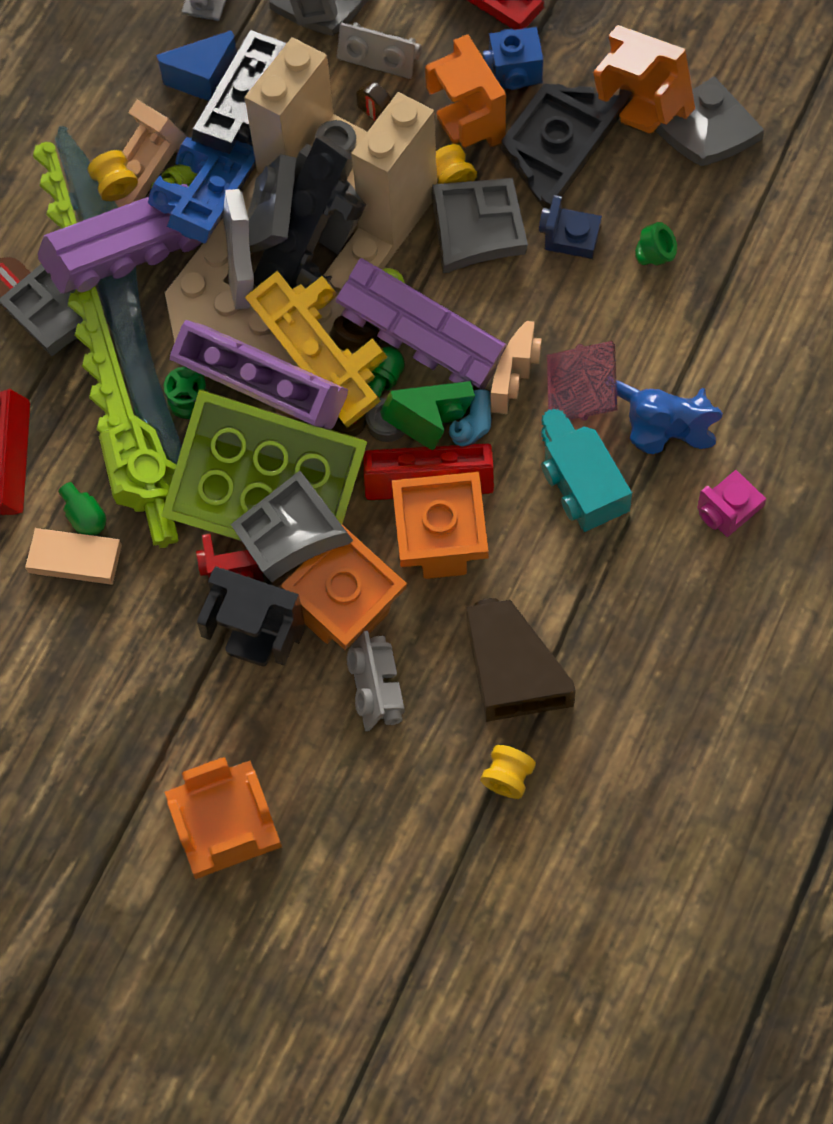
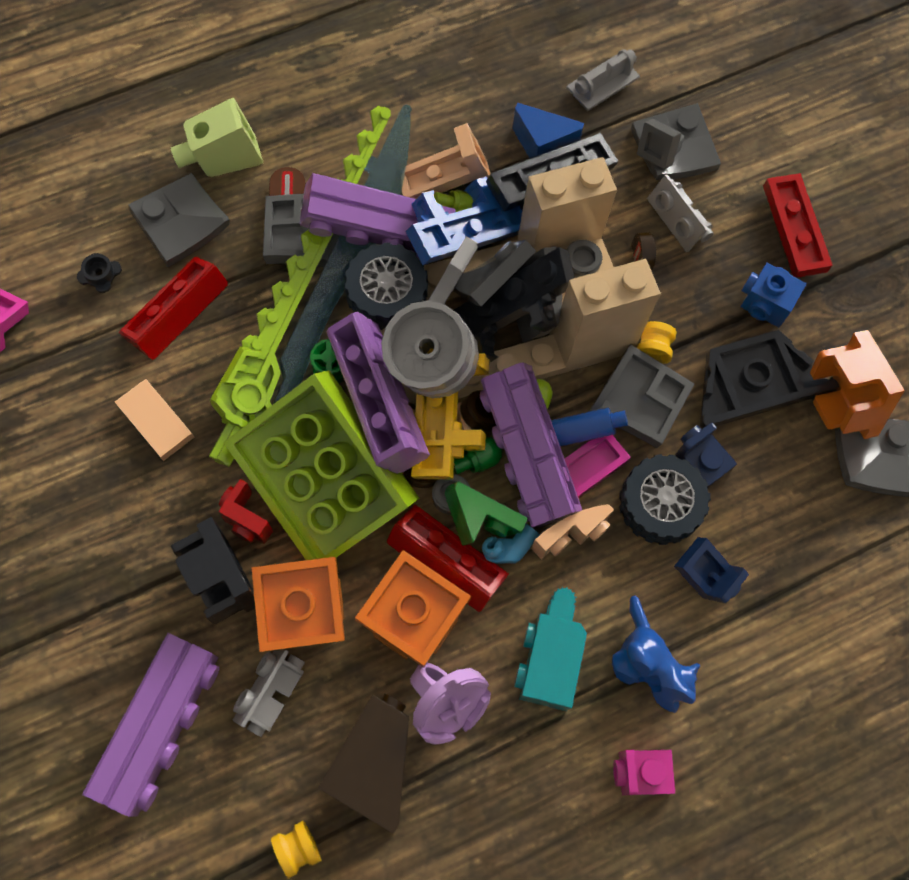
camera: 30 degrees right, 5 degrees up
(82, 511) = (187, 392): green cylinder -> none
(112, 175) = (410, 166): yellow wheel -> none
(178, 271) = (384, 282): none -> black wheel
(221, 816) = (73, 703): orange panel -> none
(253, 308) = (413, 334): none -> light grey wheel
(289, 528) = (295, 529): dark grey plate -> none
(305, 777) = (151, 727): none -> medium lavender brick
(456, 274) = (588, 425): none -> blue cylinder
(481, 102) = (715, 297): orange panel -> none
(485, 300) = (595, 462): none -> dark pink tile
(533, 566) = (448, 701): none -> lavender tile
(566, 288) = (664, 499): none -> black wheel
(583, 380) = (614, 582): clear pink piece -> none
(651, 315) = (710, 572): none -> dark blue bracket
(656, 245) = (759, 519): green tile -> none

